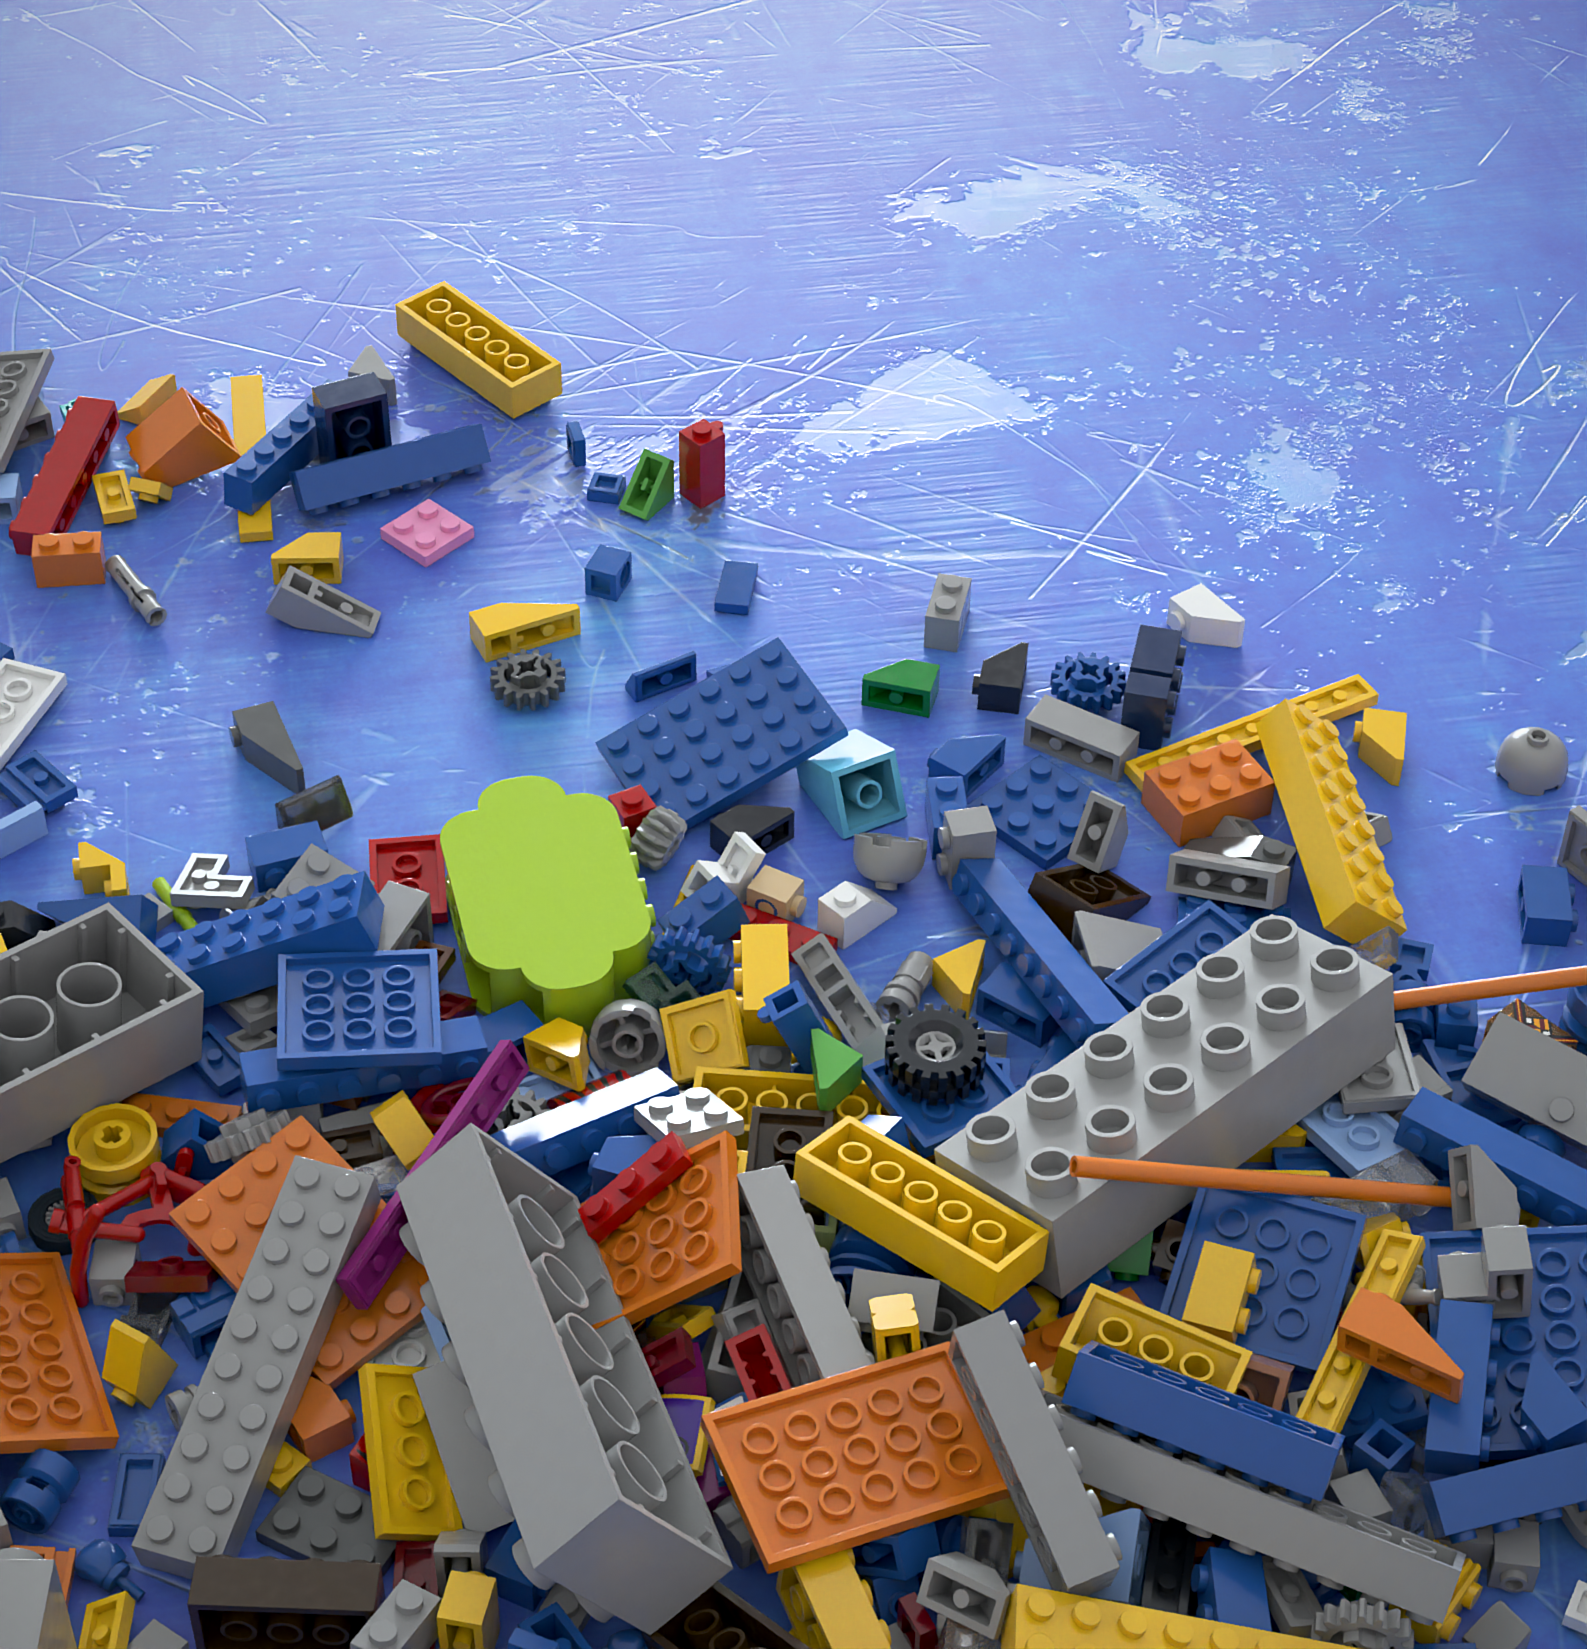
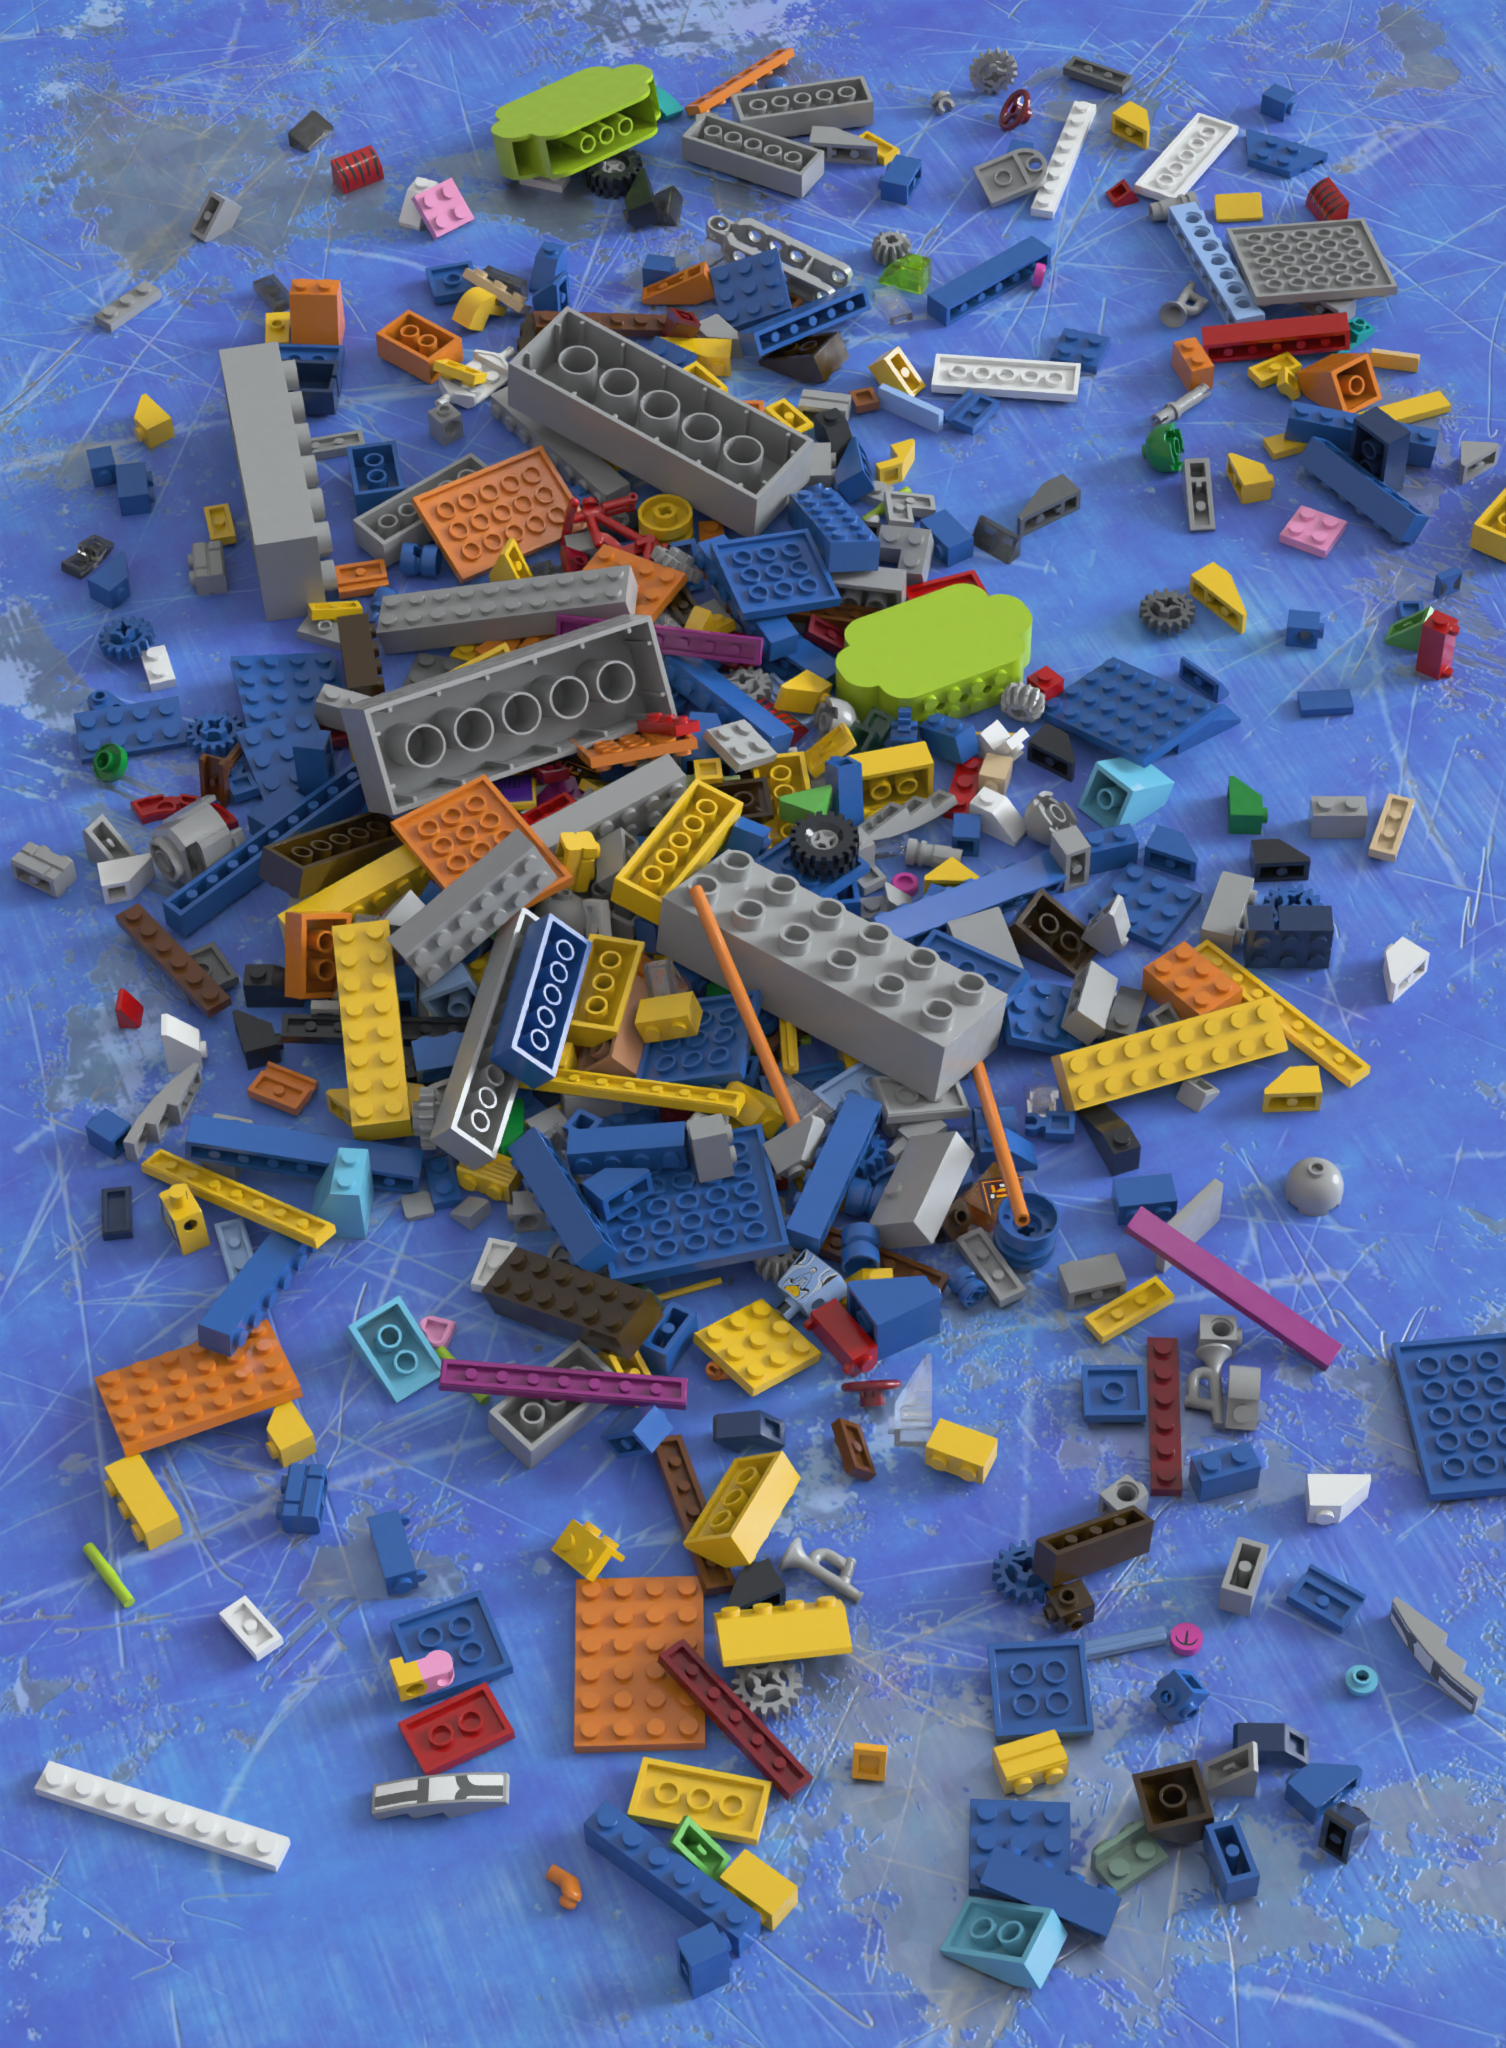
camera: 80 degrees right, 5 degrees up
(223, 615) = (1163, 448): none -> green cylinder
(877, 946) = (967, 833): none -> blue brick
(986, 583) = (1391, 827): none -> tan plate
(1151, 1287) = (663, 979): none -> clear slope
(1393, 1341) = (635, 1096): orange slope -> none
(1449, 912) = (1111, 1138): none -> black slope

